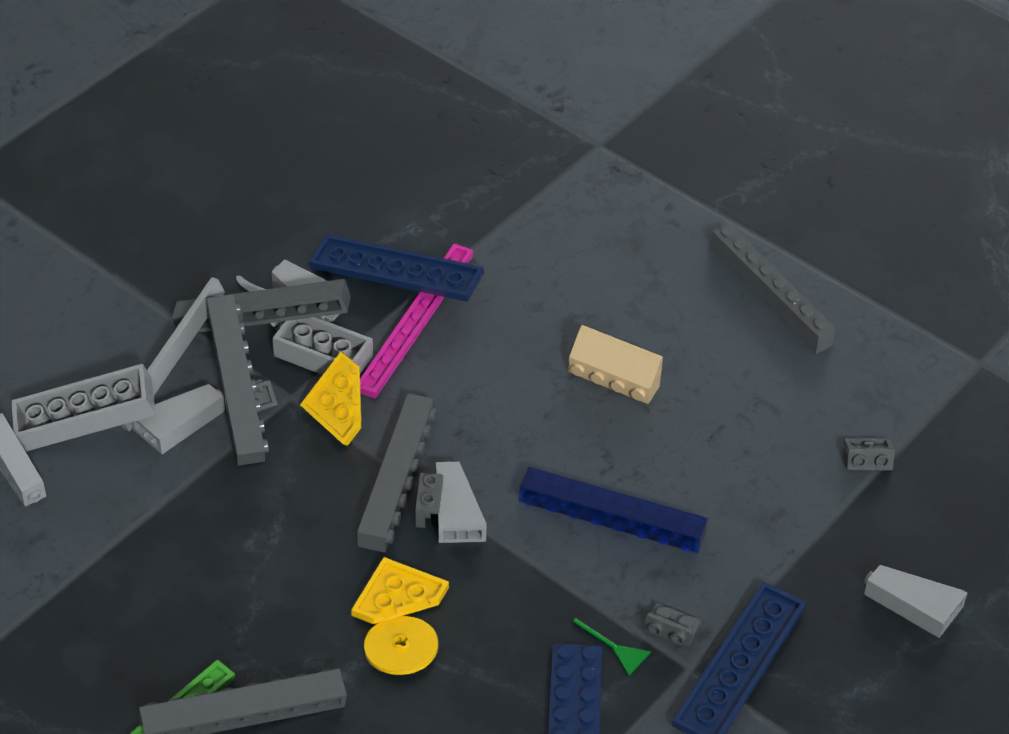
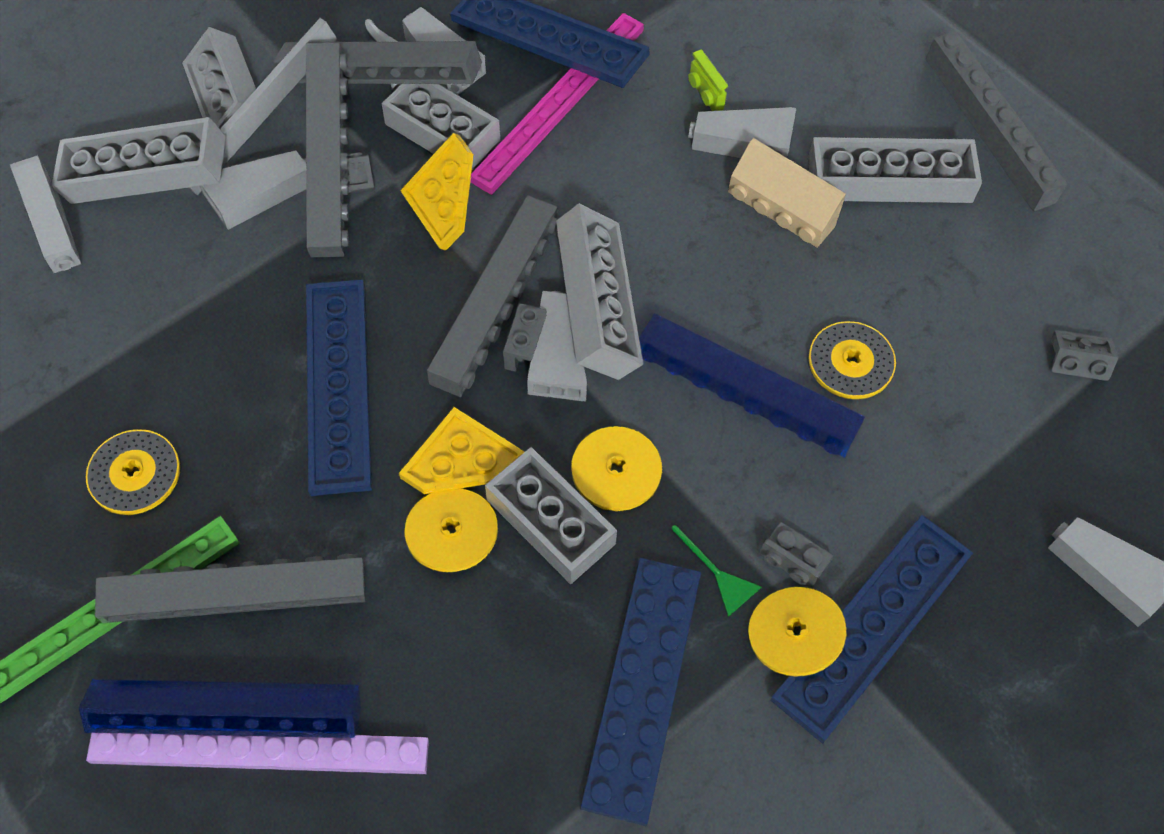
camera: 10 degrees right, 15 degrees up
(125, 335) = (218, 75): none -> light grey slope
(153, 644) = (148, 487): none -> piece
(286, 556) = (337, 389): none -> dark blue plate
(478, 621) = (551, 515): none -> light grey brick
(481, 456) = (598, 293): none -> light grey brick
(519, 599) = (609, 488): none -> yellow piece
(535, 288) = (708, 81): none -> lime plate
(563, 323) = (732, 130): none -> light grey slope
(665, 673) = (820, 636): none -> yellow piece
(684, 468) = (852, 379): none -> piece
(702, 334) = (898, 168): none -> light grey brick

